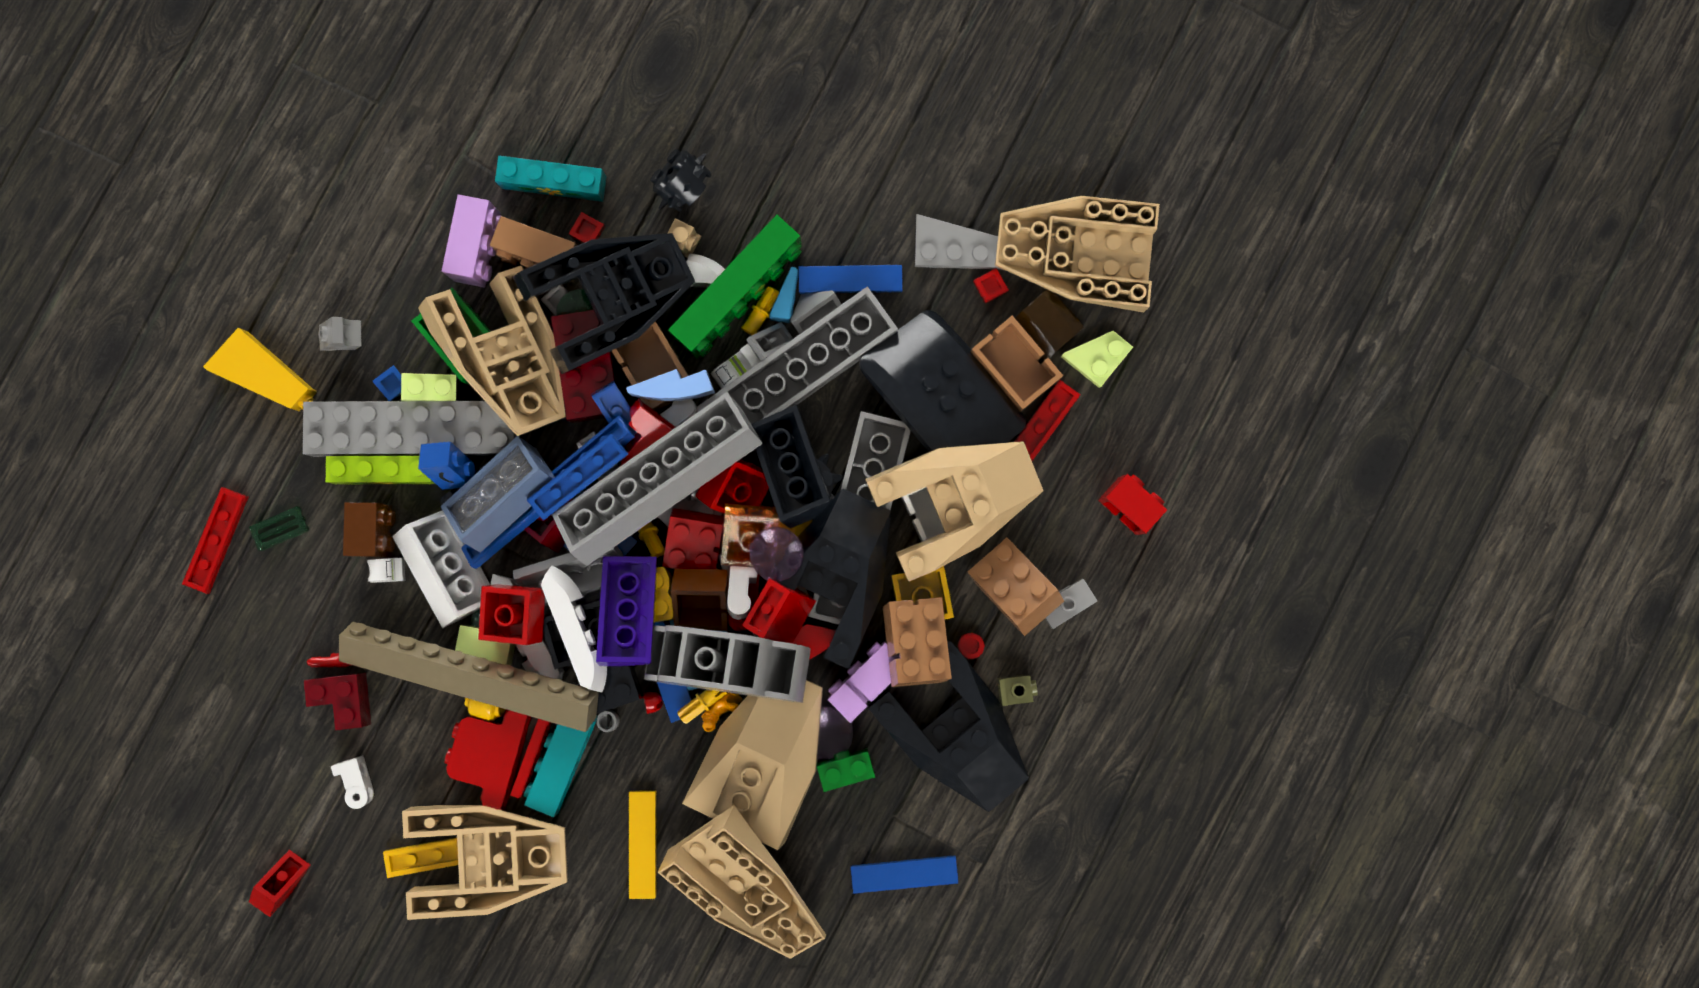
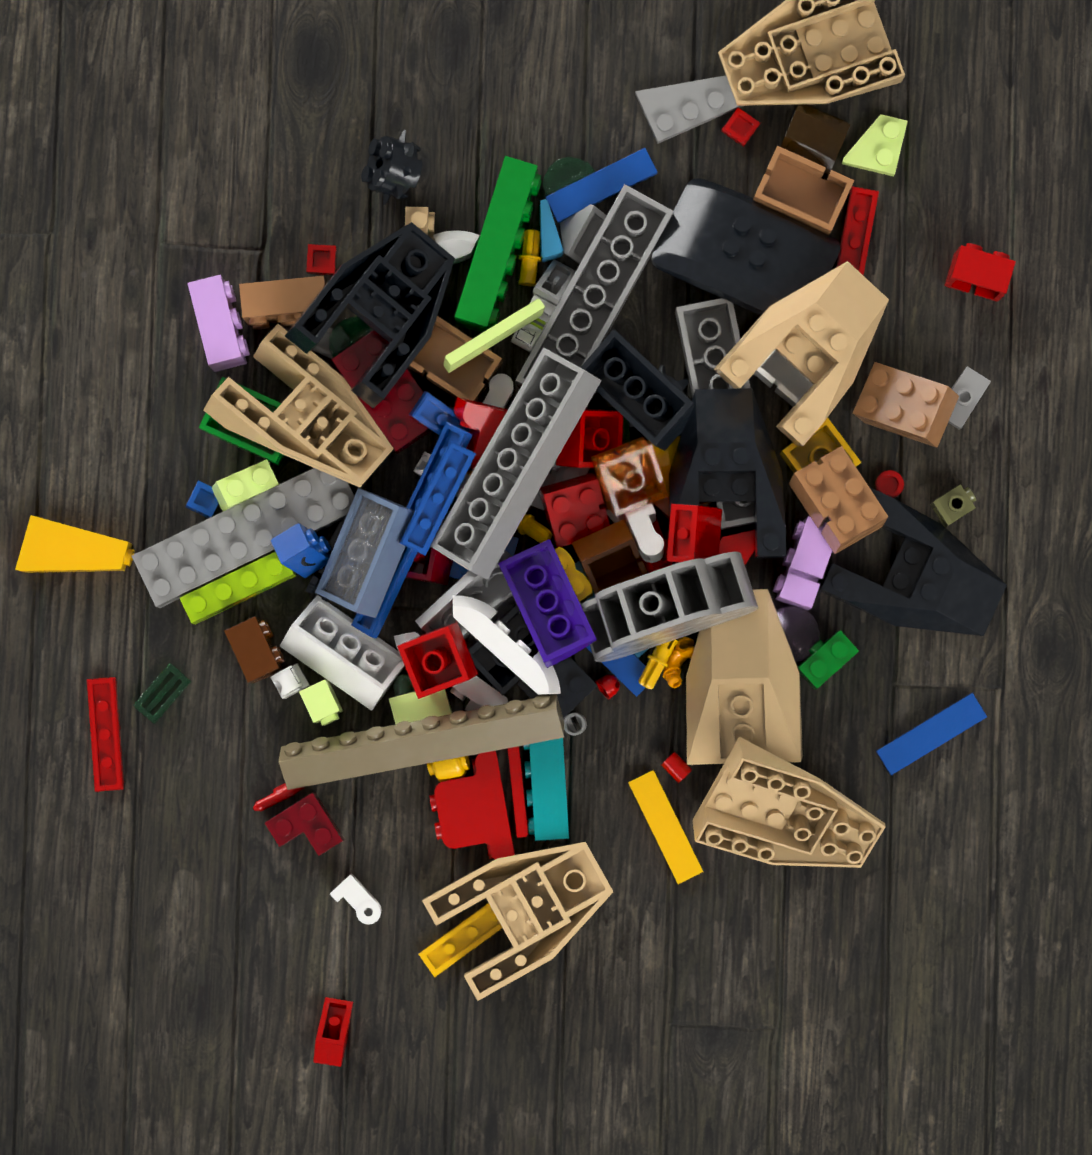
camera: 25 degrees left, 0 degrees up
(340, 334) = (131, 475): light grey brick -> none
(401, 602) = (321, 702): none -> yellowish green brick
(550, 178) = (262, 225): teal brick -> none
(673, 387) = (486, 369): light blue slope -> none
(675, 798) = (676, 767): none -> red hinge
(694, 361) = (493, 335): none -> yellowish green tile
(776, 553) = (665, 479): dish -> none
(825, 254) = (565, 172): none -> clear green tile

